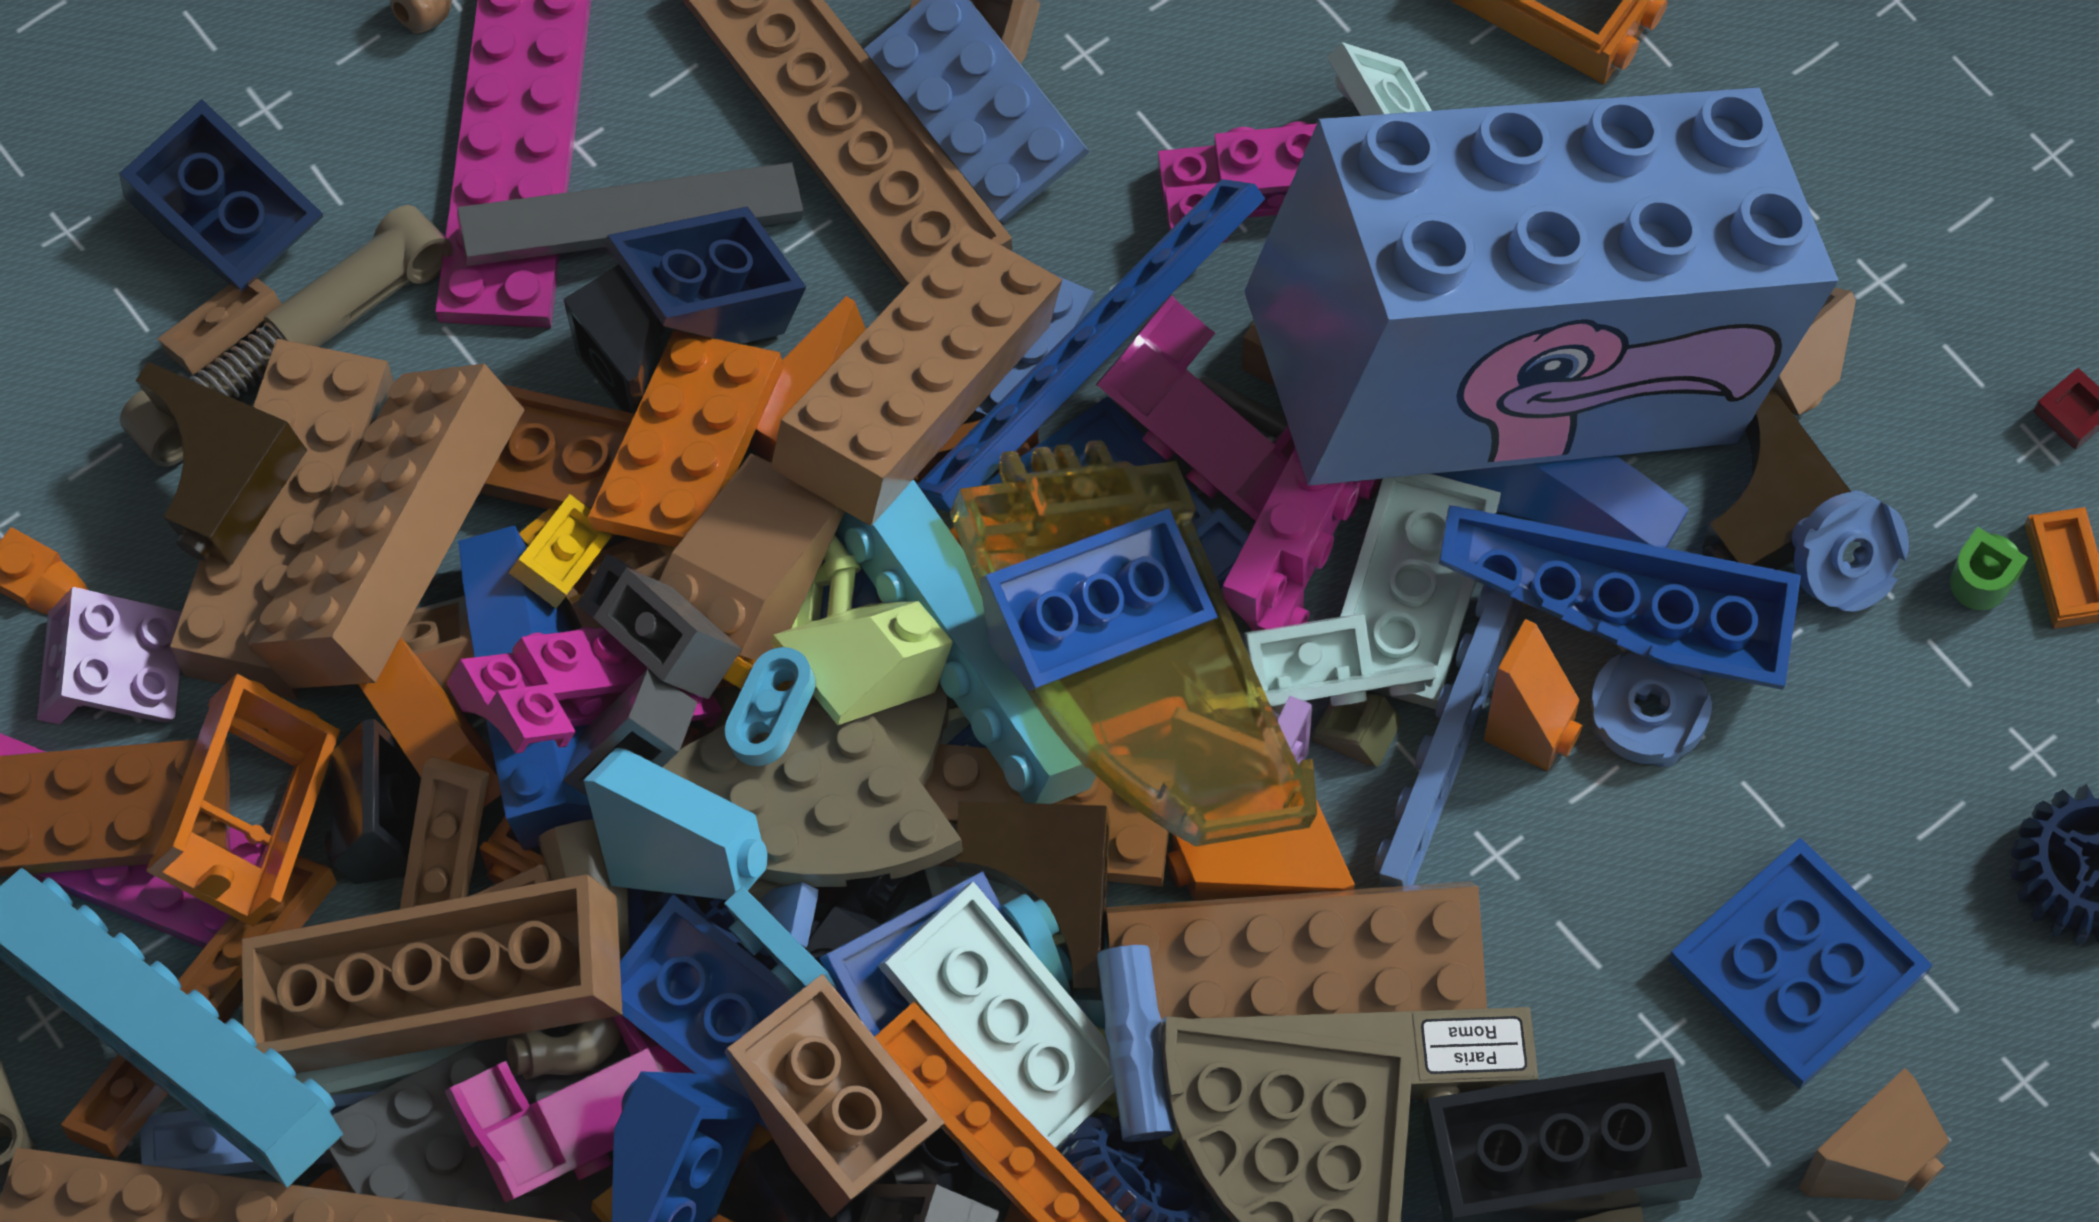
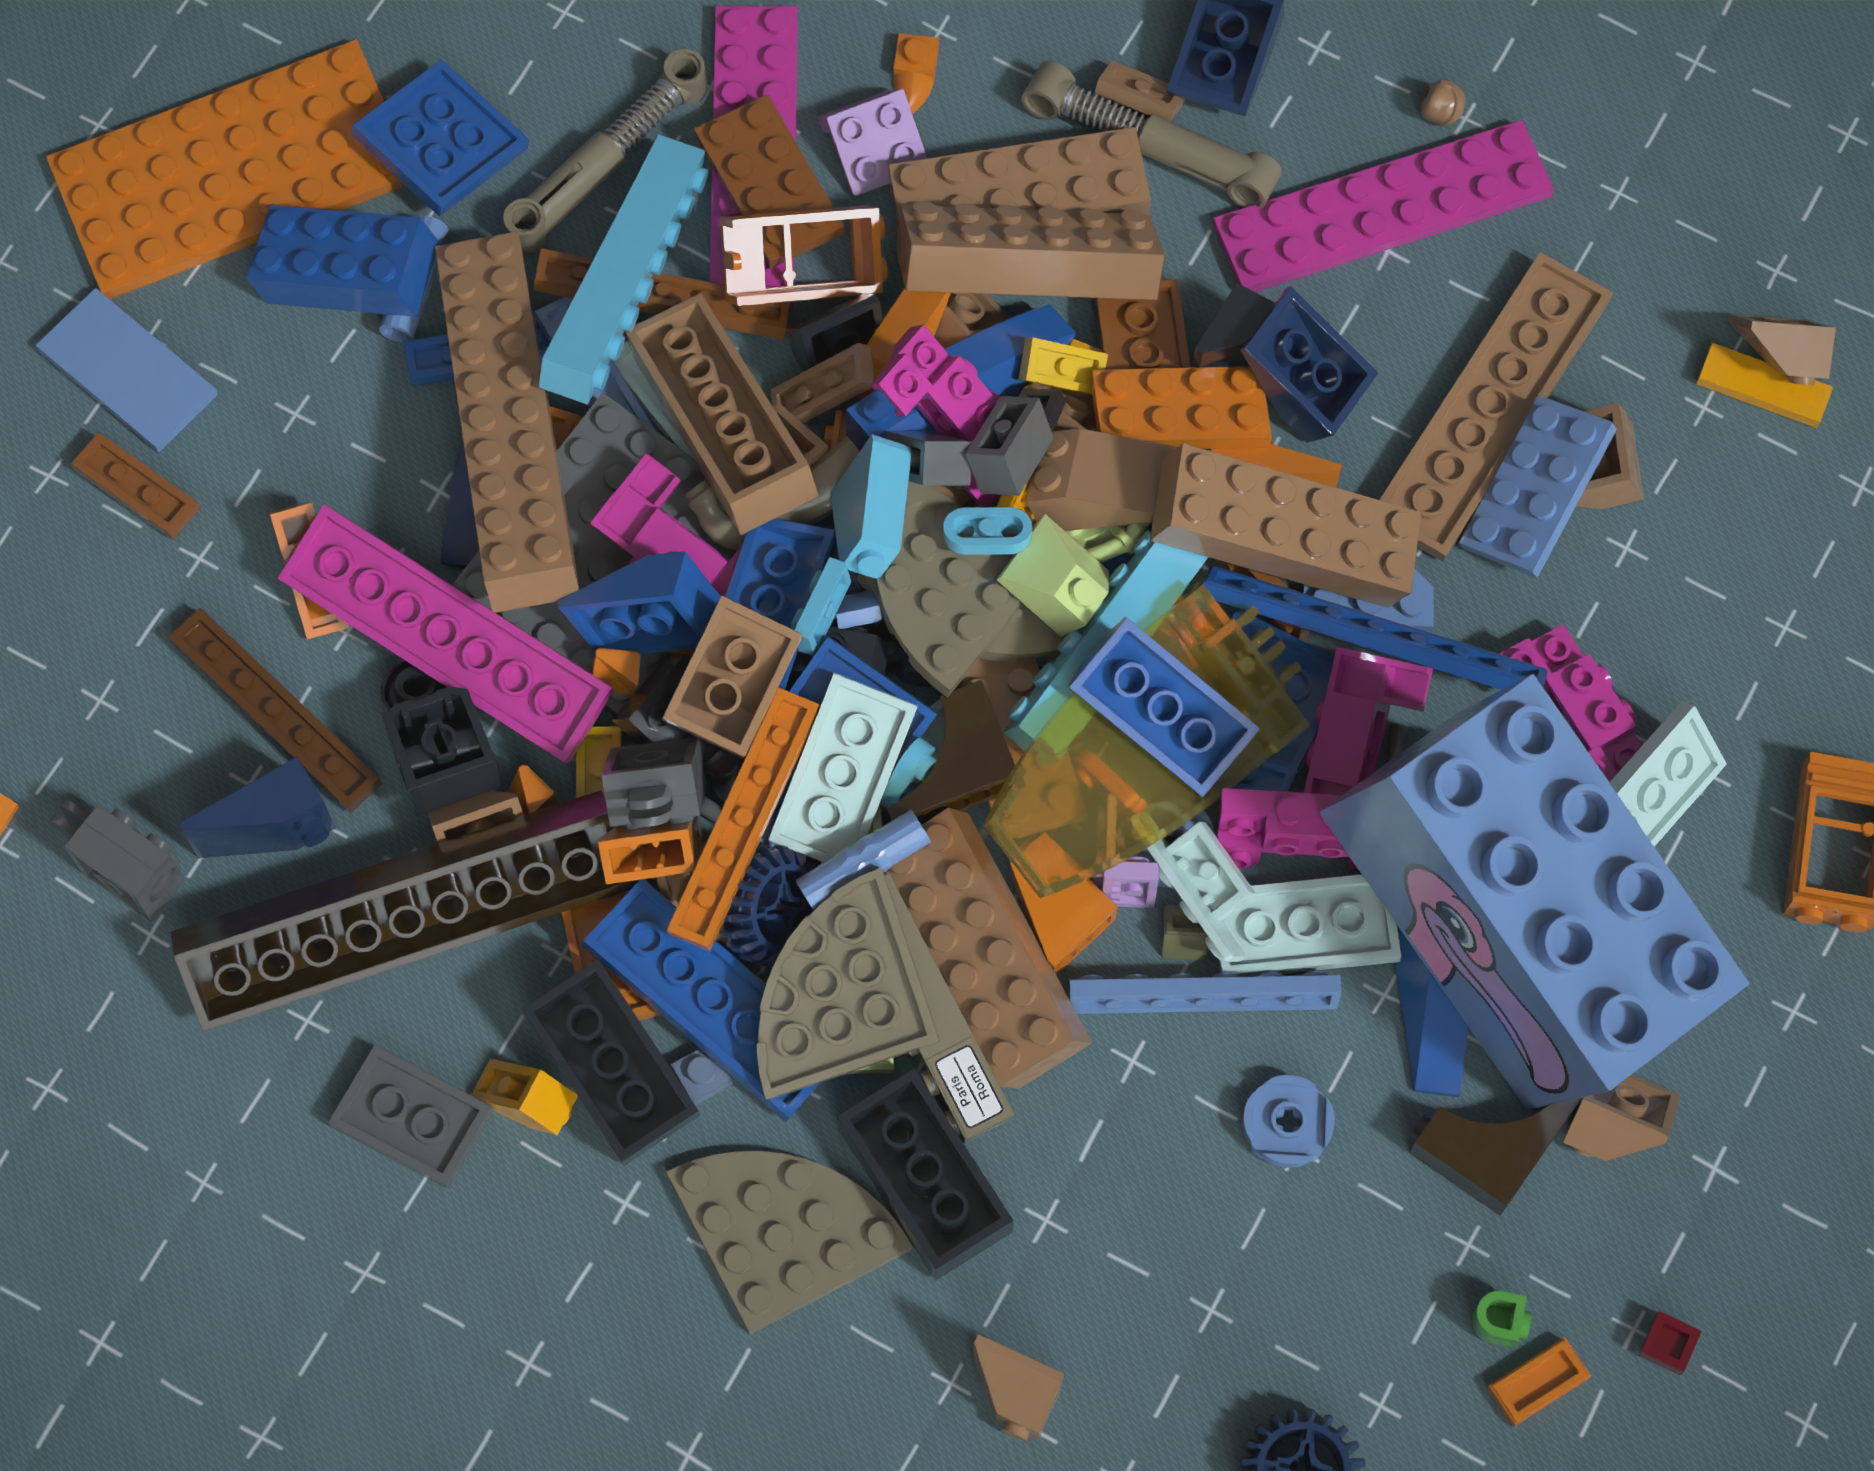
camera: 65 degrees right, 5 degrees up
(231, 464) = (1020, 137): dark brown arch -> none
(586, 217) = (1342, 303): dark grey tile -> none
(1532, 702) = (1240, 1032): orange slope -> none
(1641, 596) = (1351, 1074): blue wedge -> none
(1800, 963) = (1137, 1291): blue plate -> none
(1821, 546) = (1483, 1197): medium blue plate -> none

